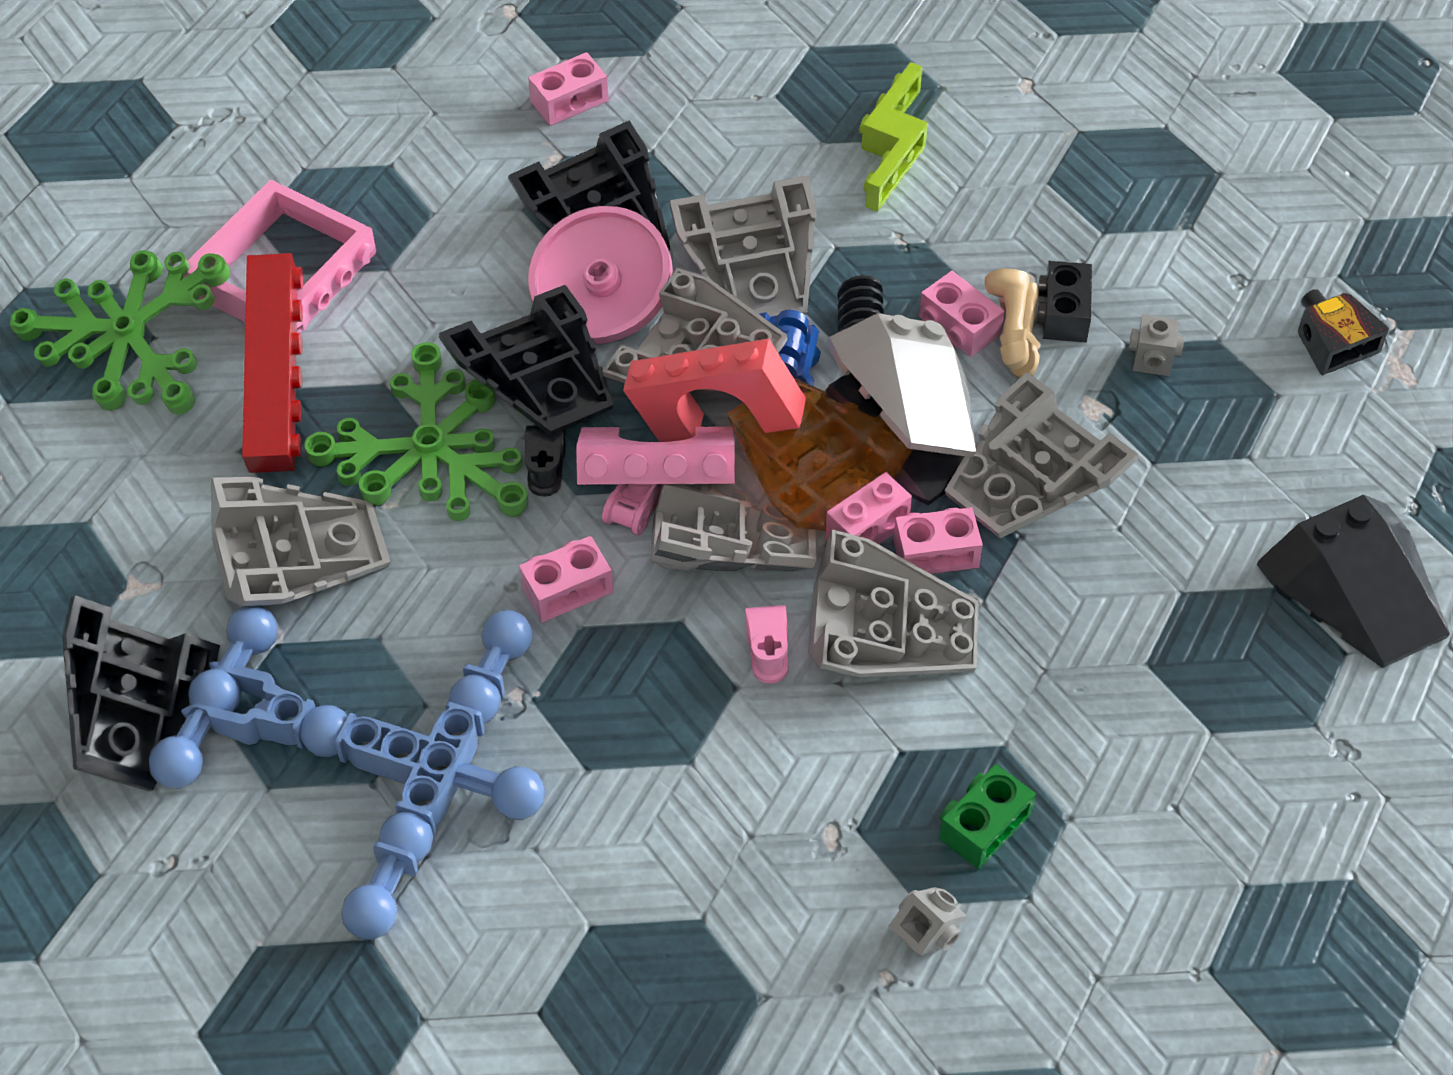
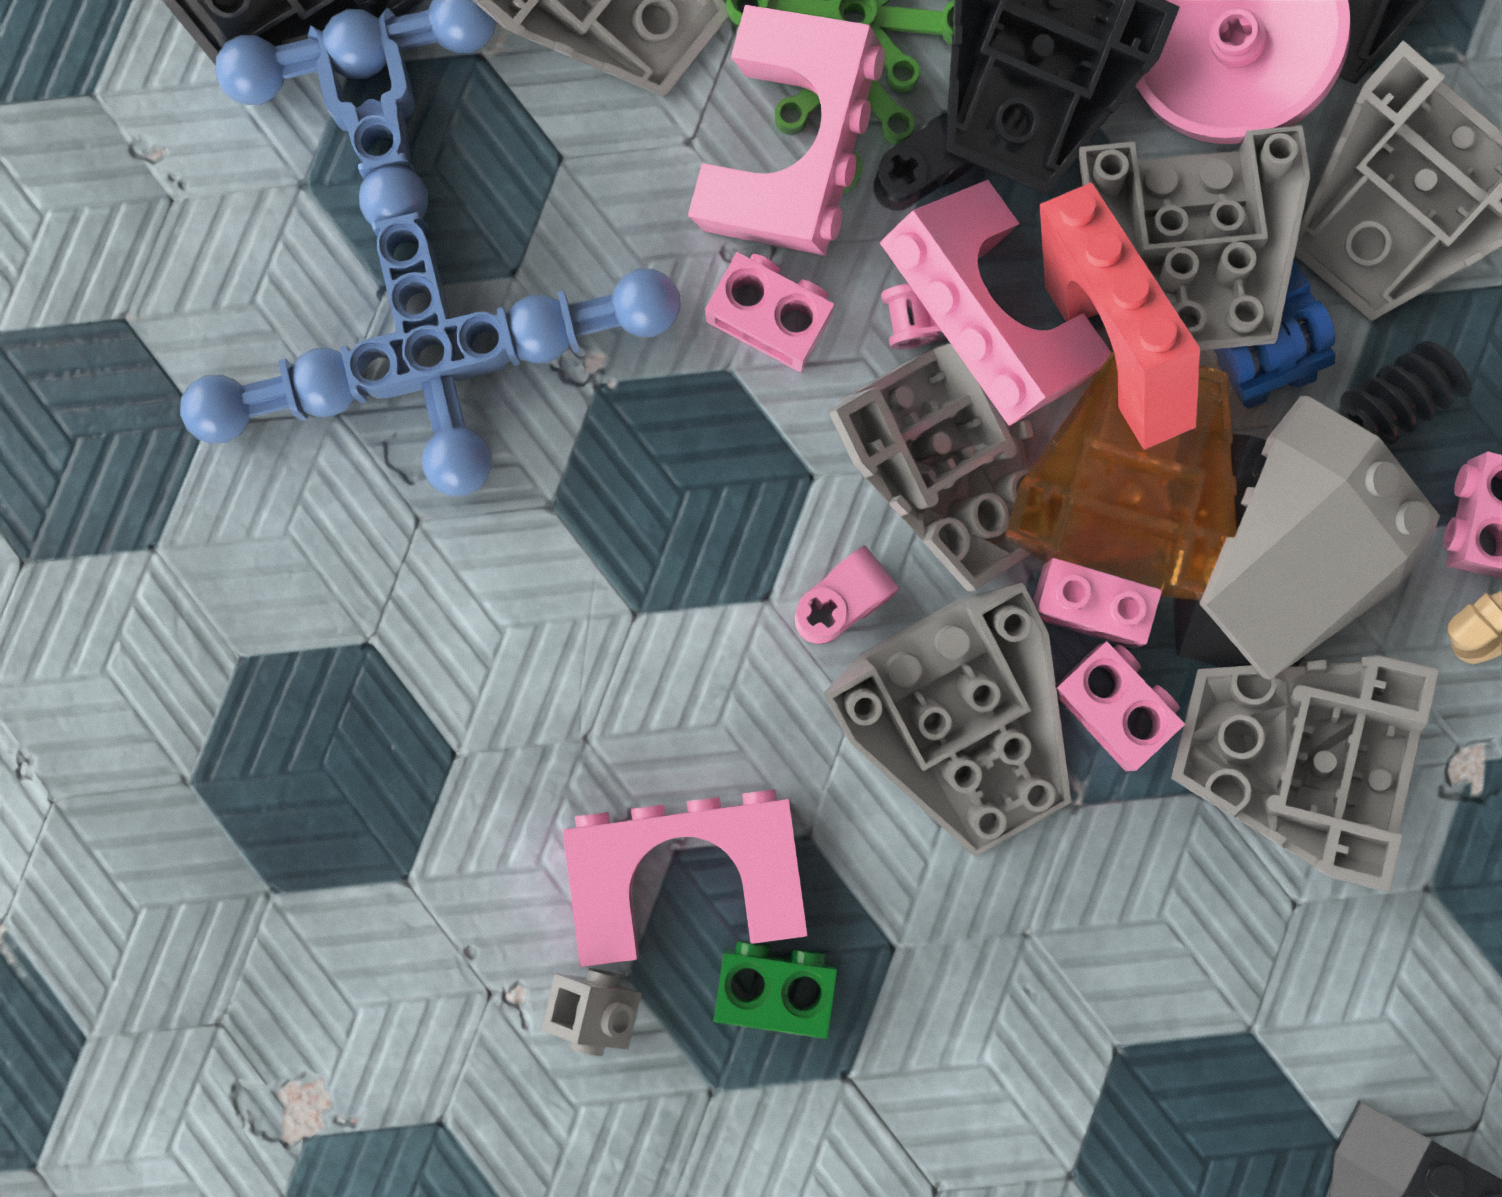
camera: 55 degrees right, 30 degrees up
(453, 456) = (802, 202): none -> bright pink arch
(879, 771) = (607, 854): none -> bright pink arch

